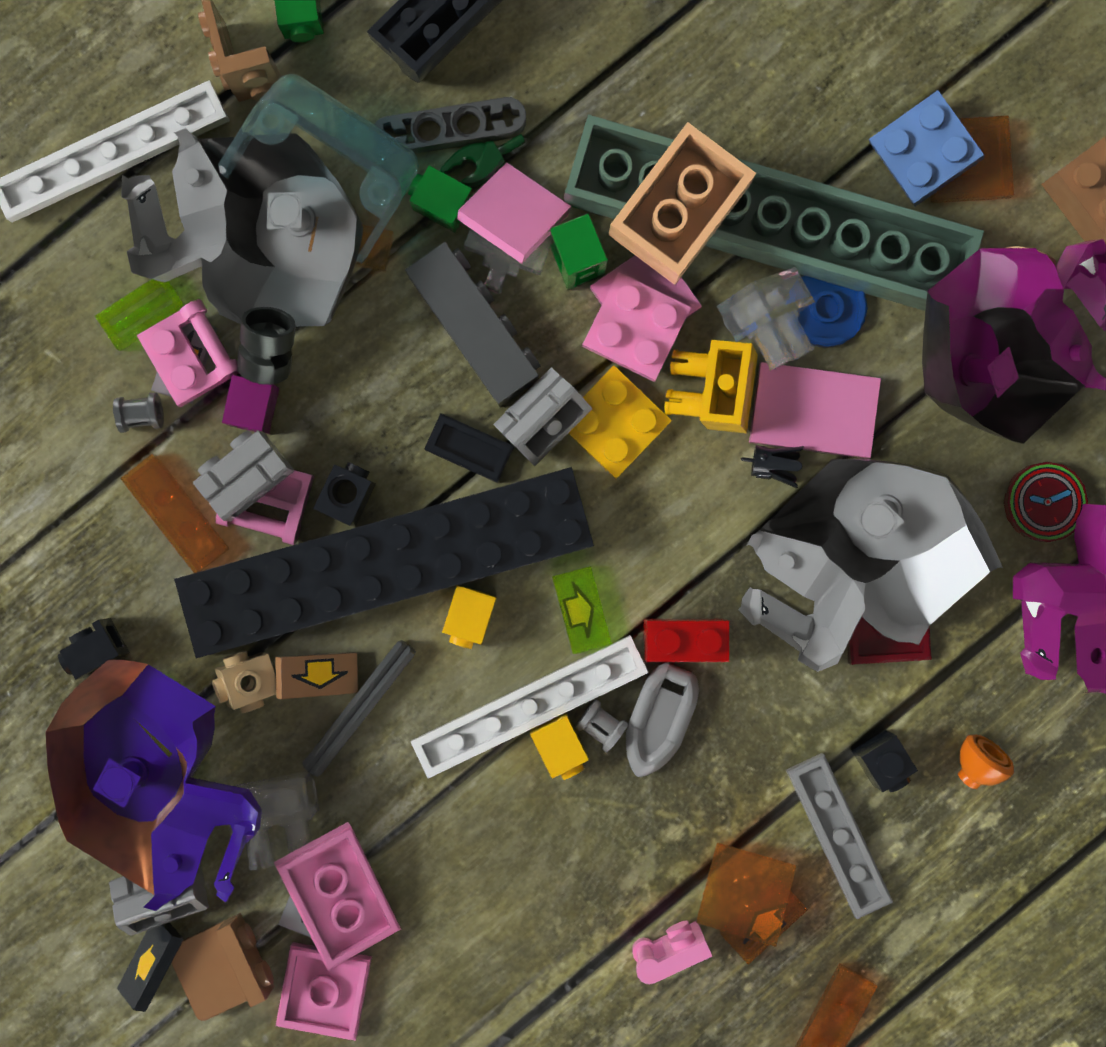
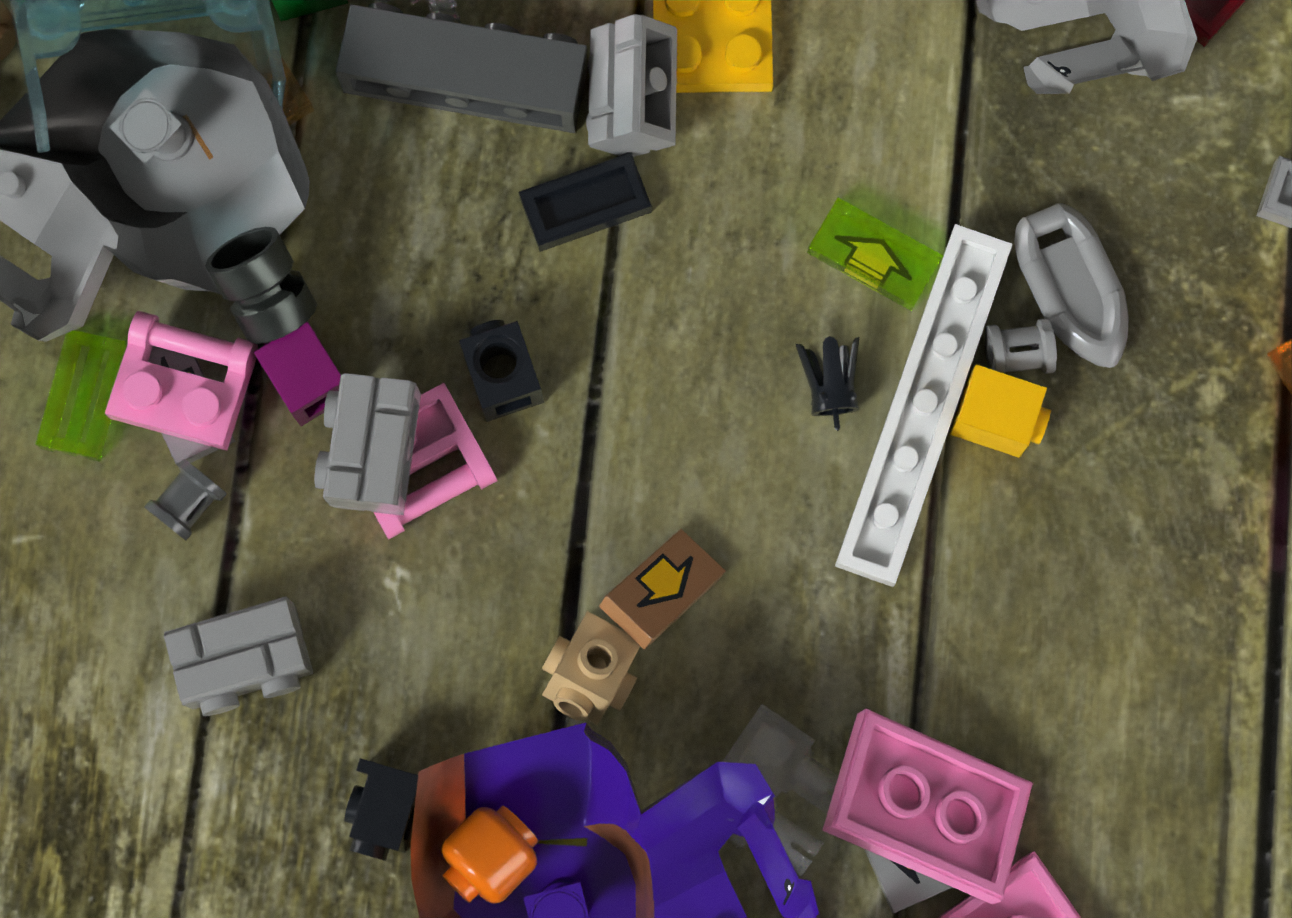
camera: 40 degrees left, 10 degrees down
(93, 512) = (238, 656): none -> light grey brick
(113, 723) = (489, 855): none -> orange head
(174, 513) = (331, 574): clear orange tile -> none
(358, 708) = (743, 587): dark grey axle -> none
(383, 562) = (614, 400): black brick -> none
(468, 616) = (763, 368): yellow brick -> none
(497, 651) = (834, 389): none -> black piece
(686, 640) = (1016, 171): red brick -> none

